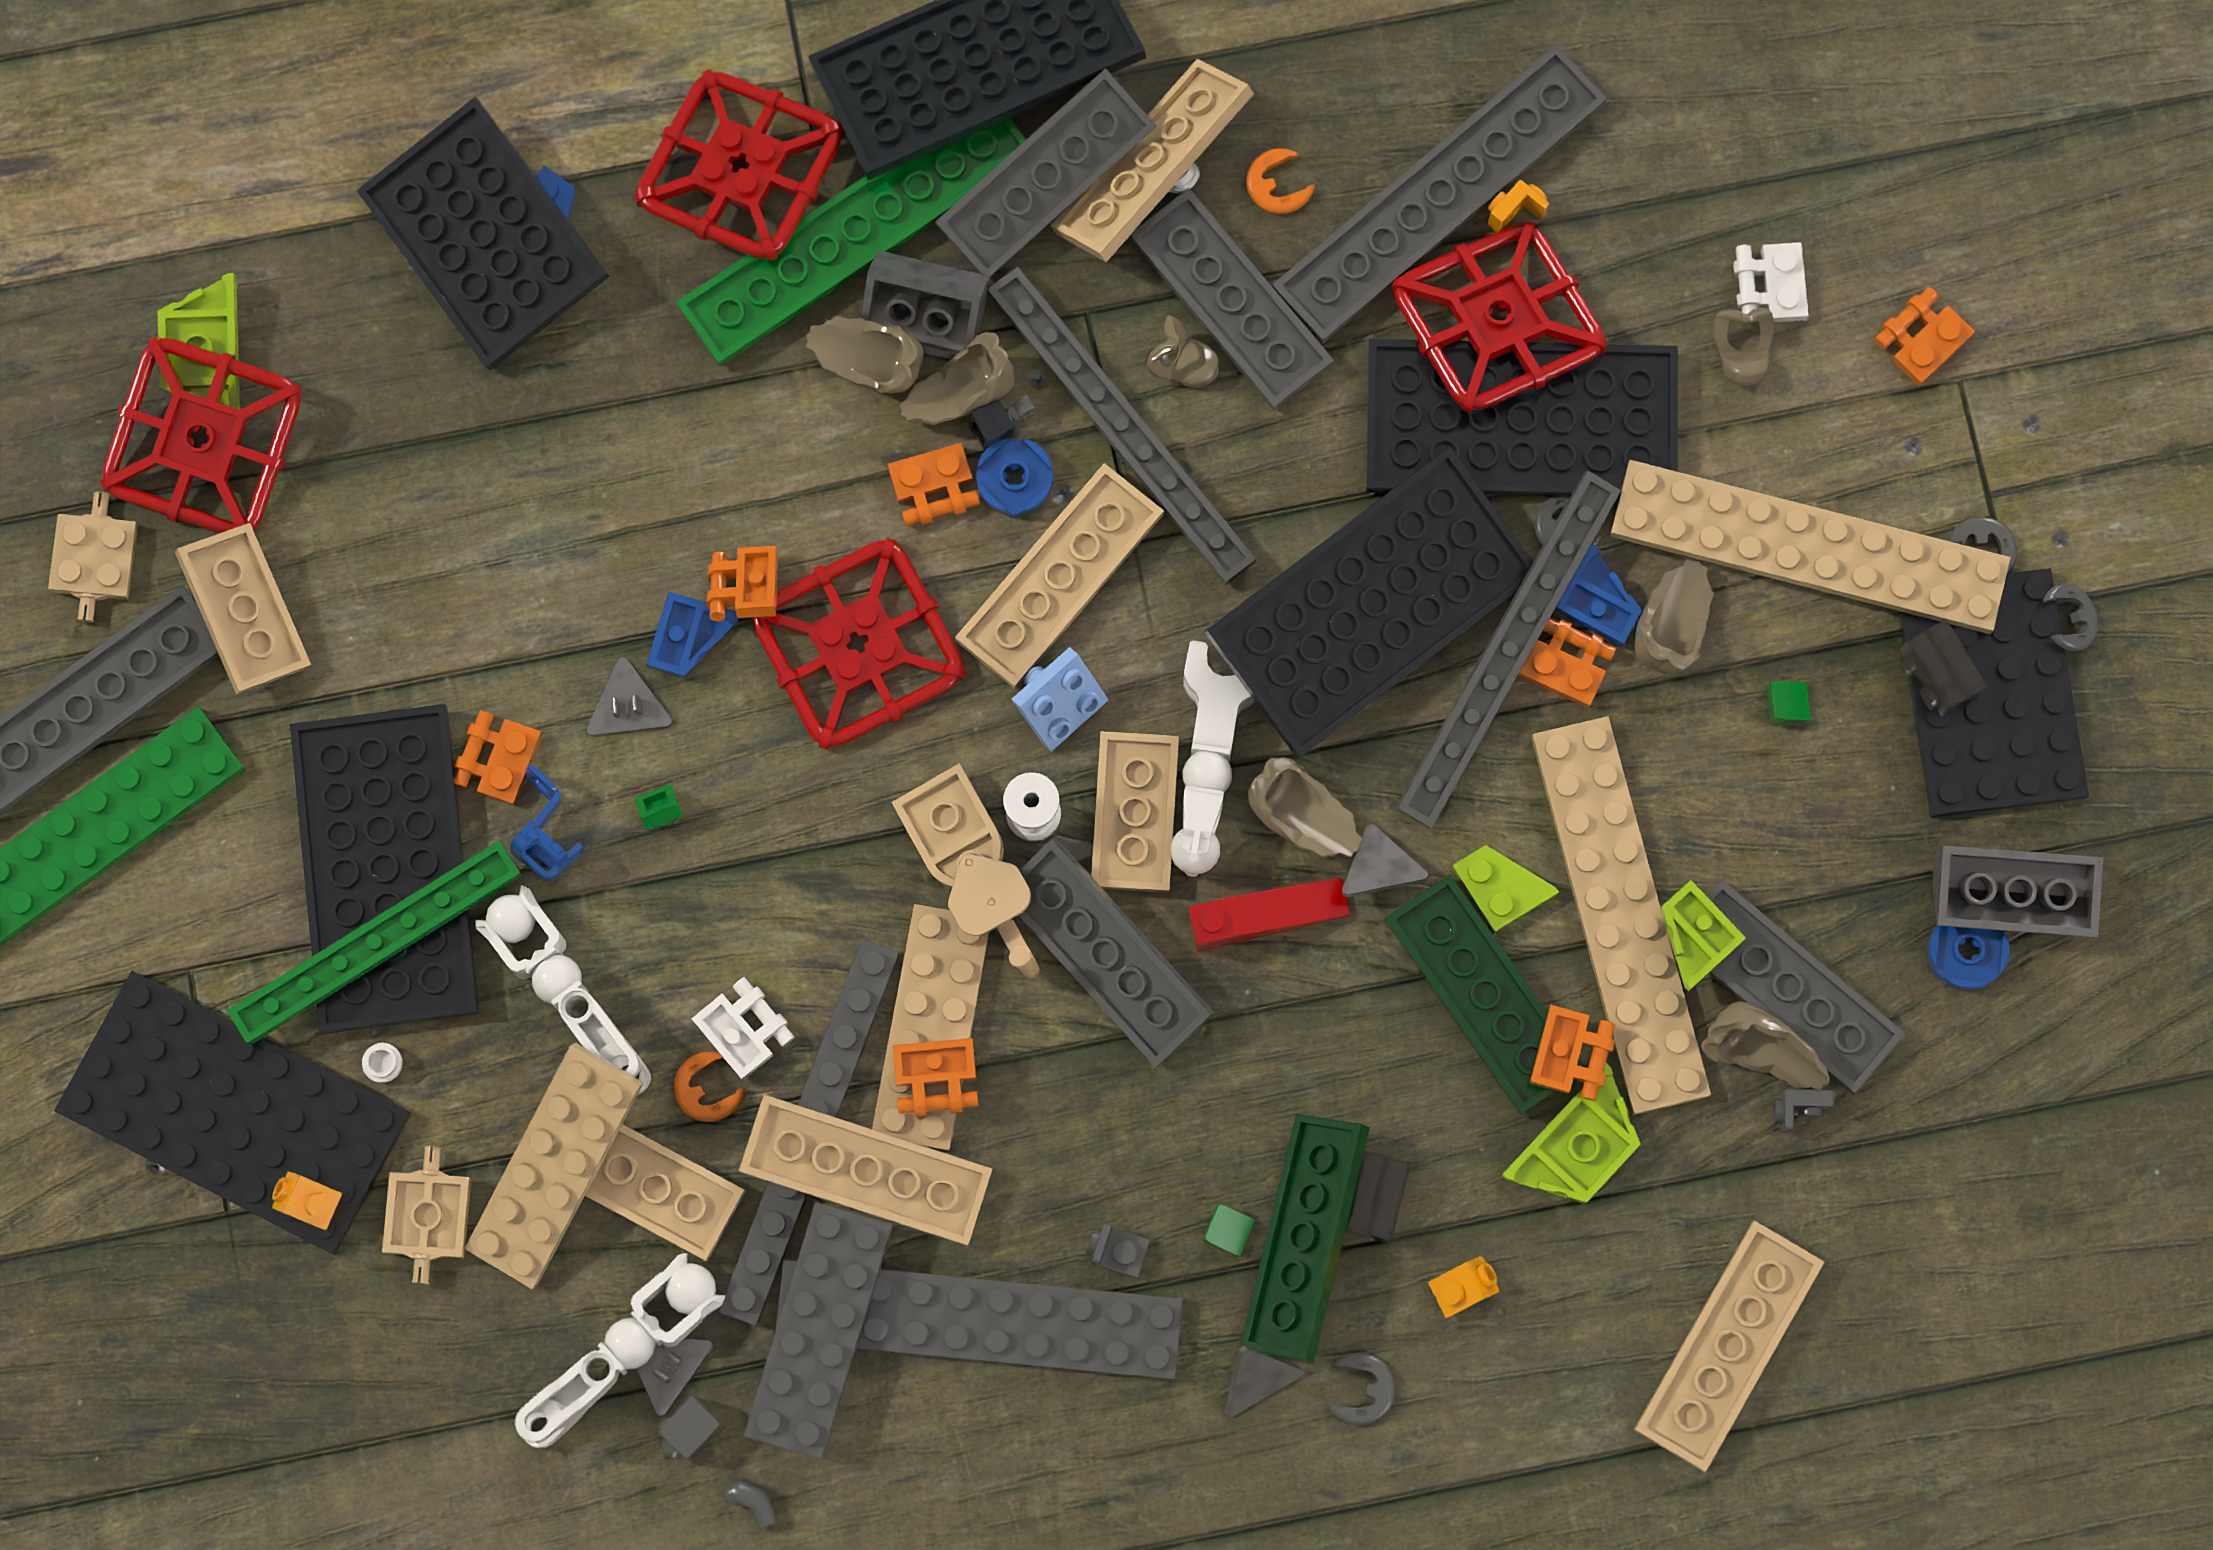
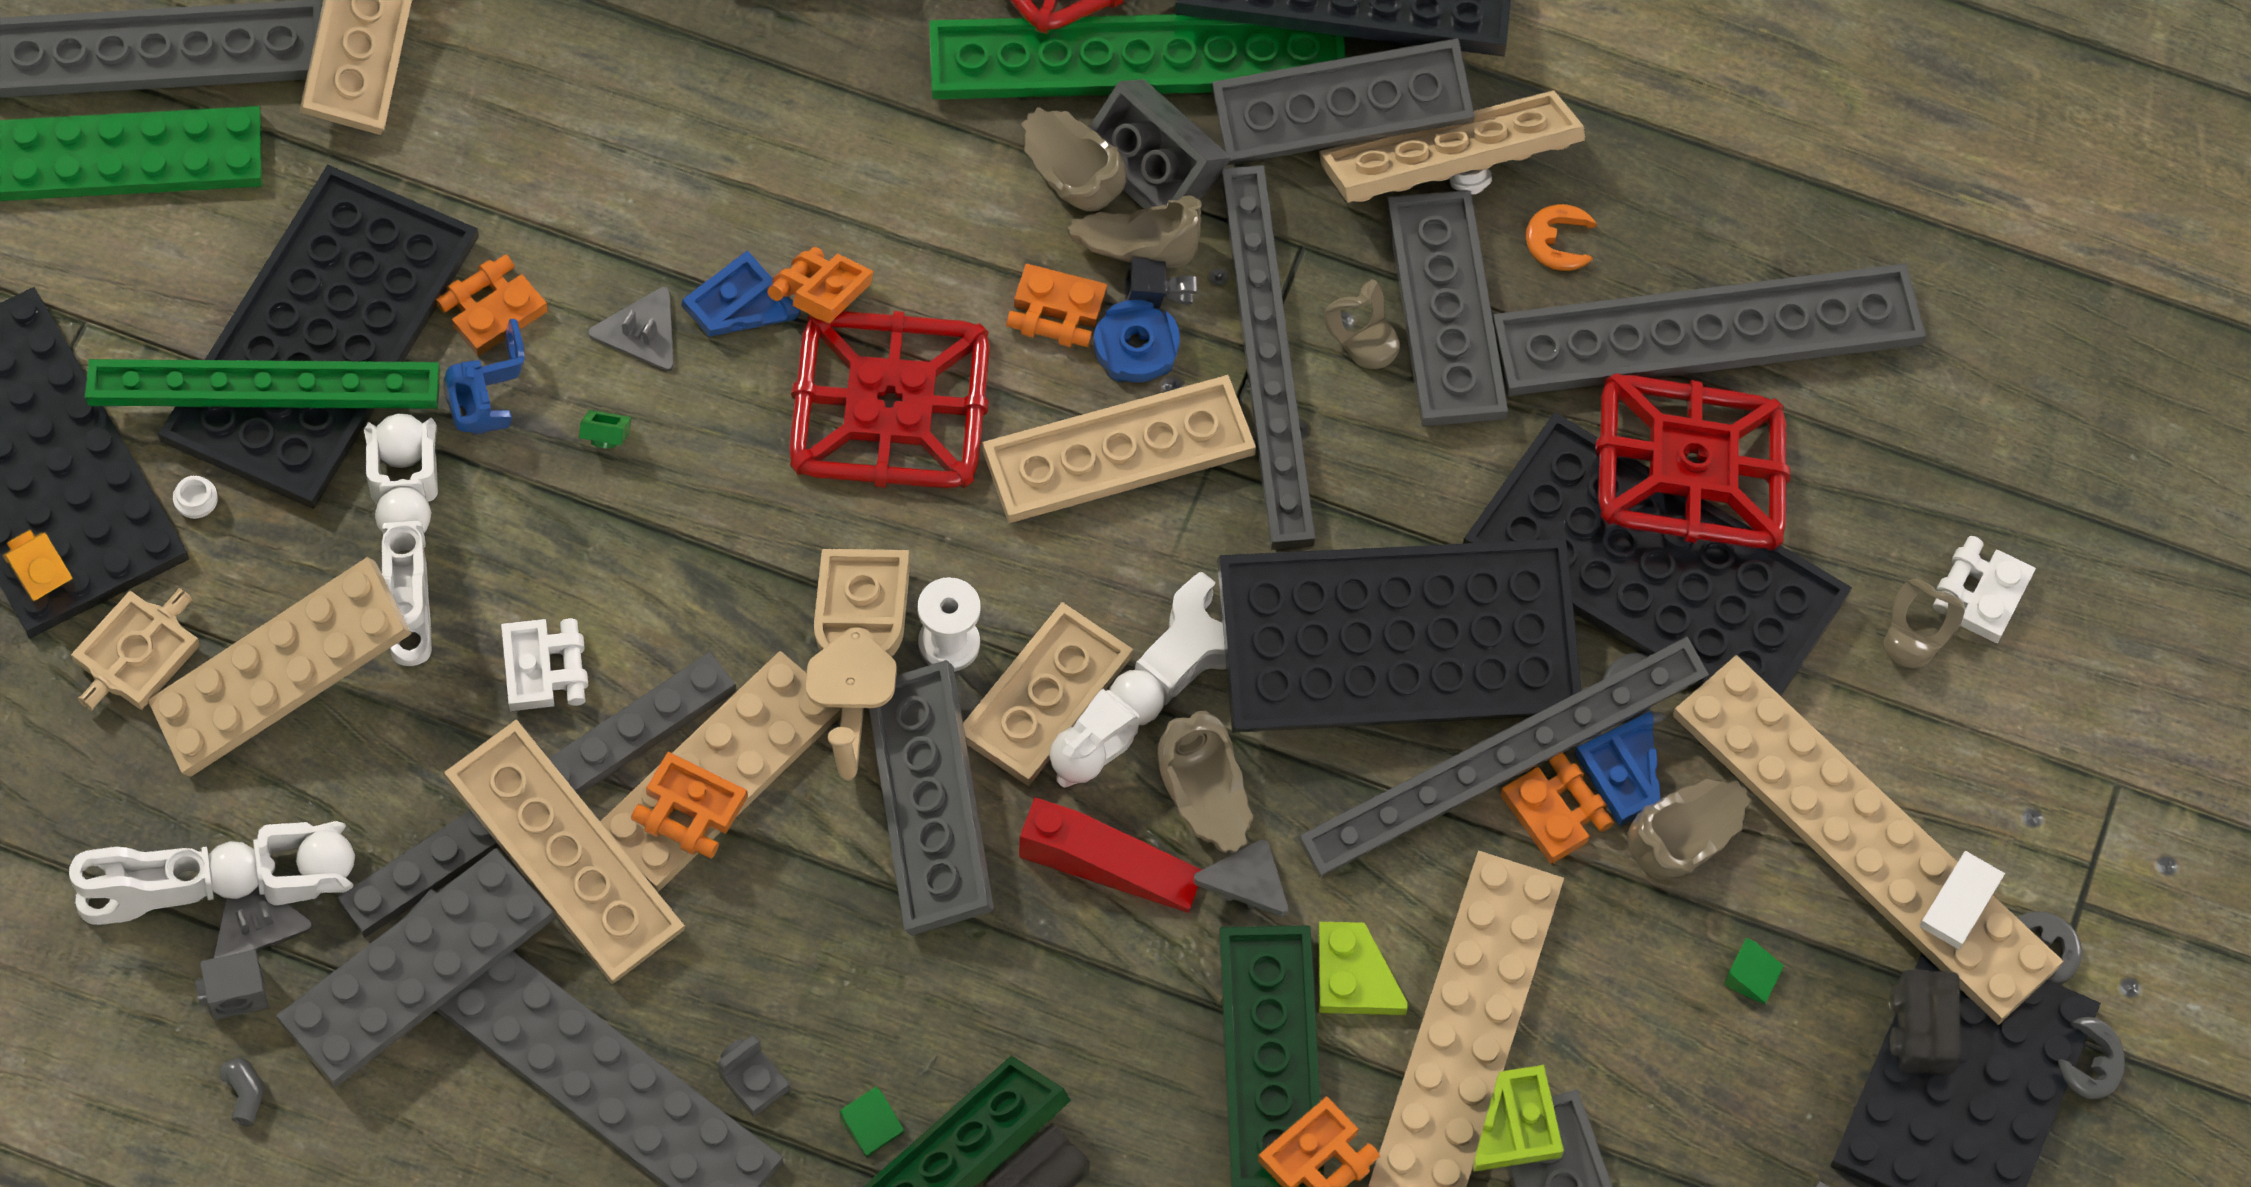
camera: 25 degrees right, 15 degrees down
(665, 1193) = (363, 759): tan plate -> none
(689, 1098) = (450, 697): orange head -> none
(1059, 698) = (1042, 548): light blue plate -> none
(1508, 205) = (1773, 375): light orange bracket -> none
(1914, 558) = (1962, 900): none -> white tile
(1932, 345) = (2111, 734): orange plate -> none

